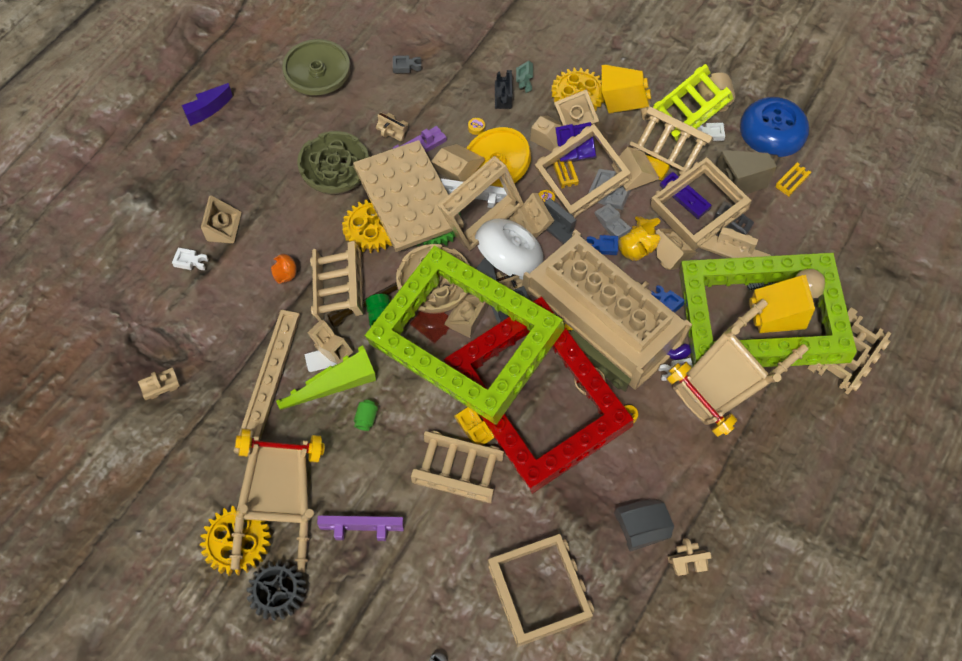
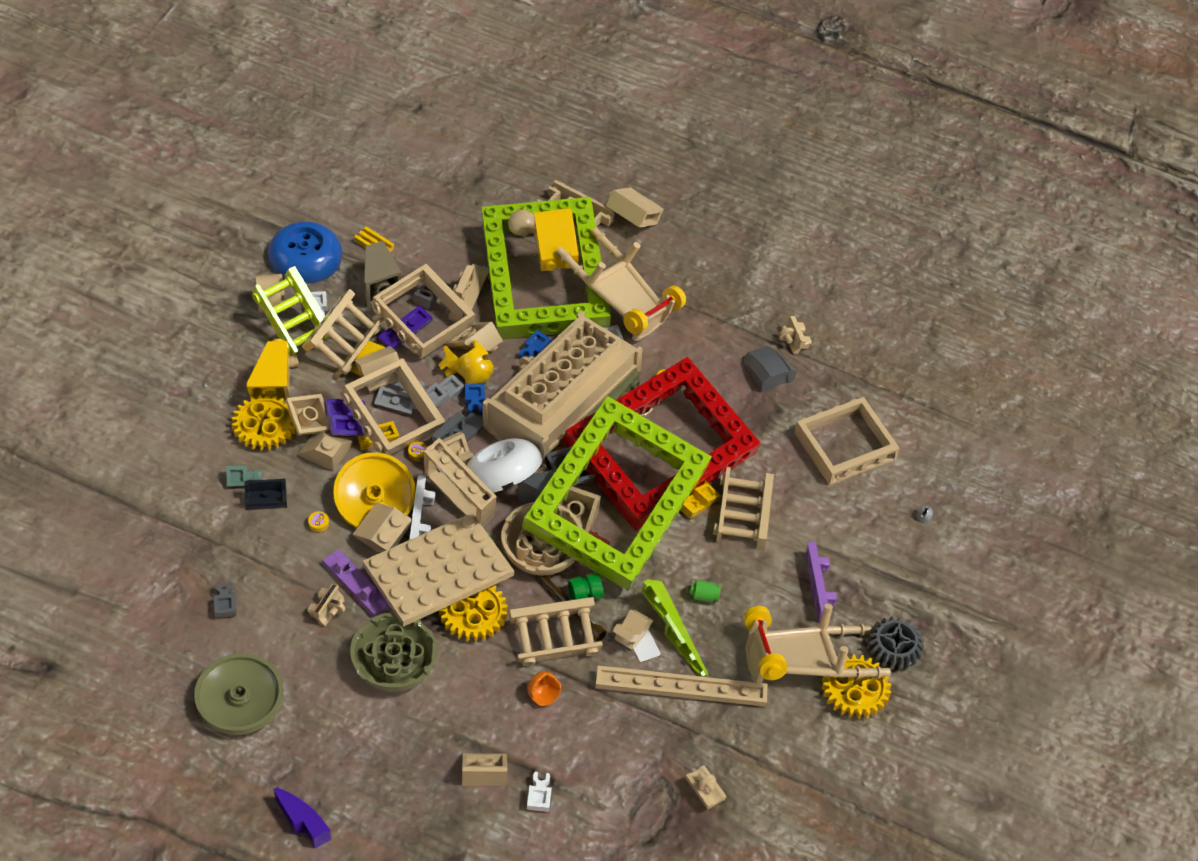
camera: 100 degrees left, 10 degrees down
(861, 408) = (634, 207): none -> tan brick

